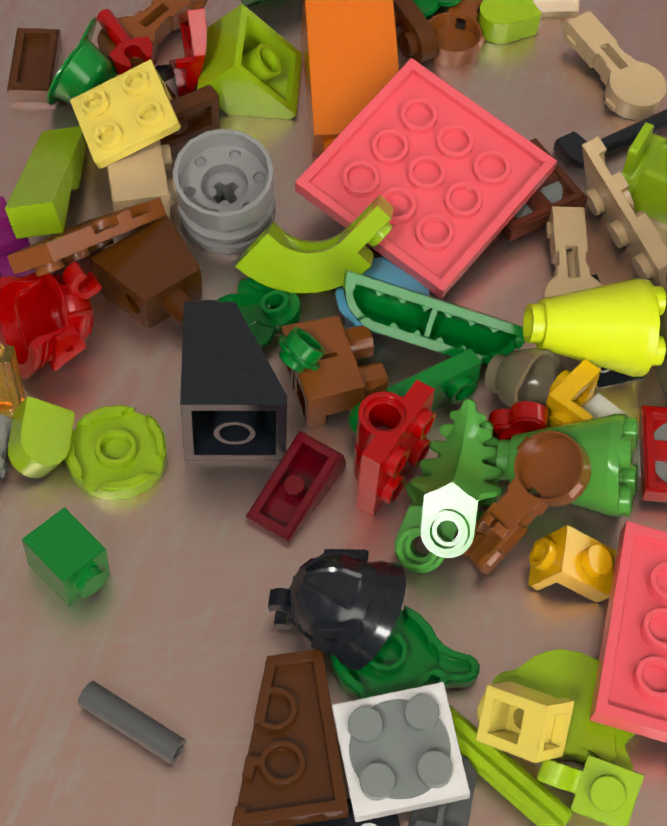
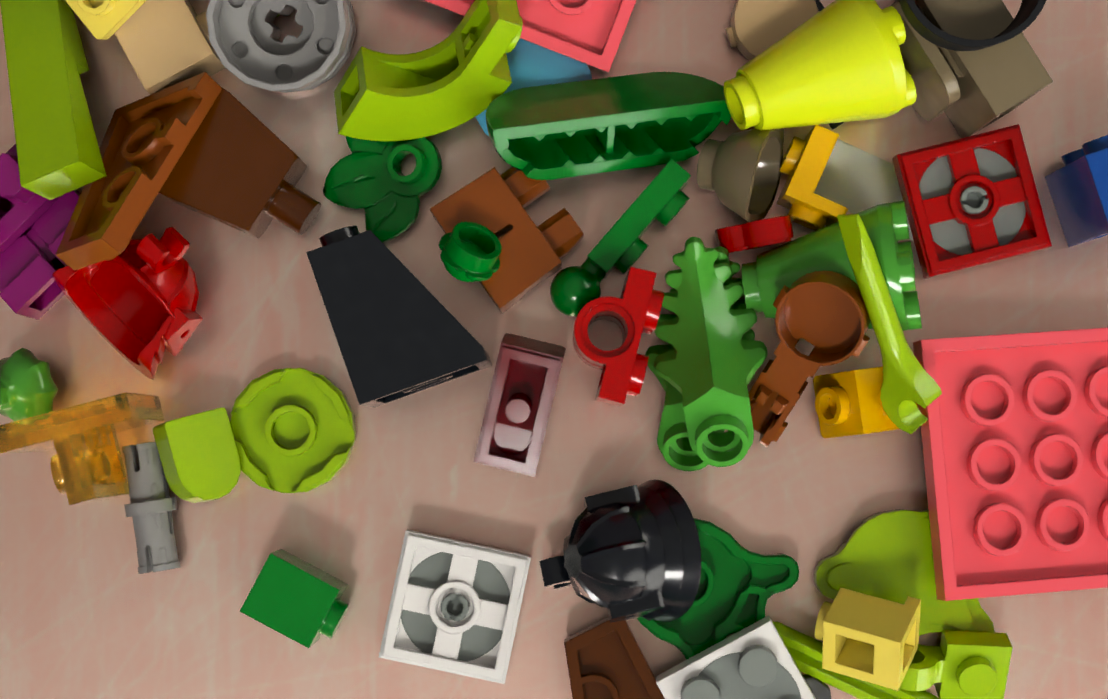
camera: 15 degrees left, 30 degrees up
(189, 607) = (455, 606): none -> white piece
(605, 526) = (903, 375): none -> lime piece

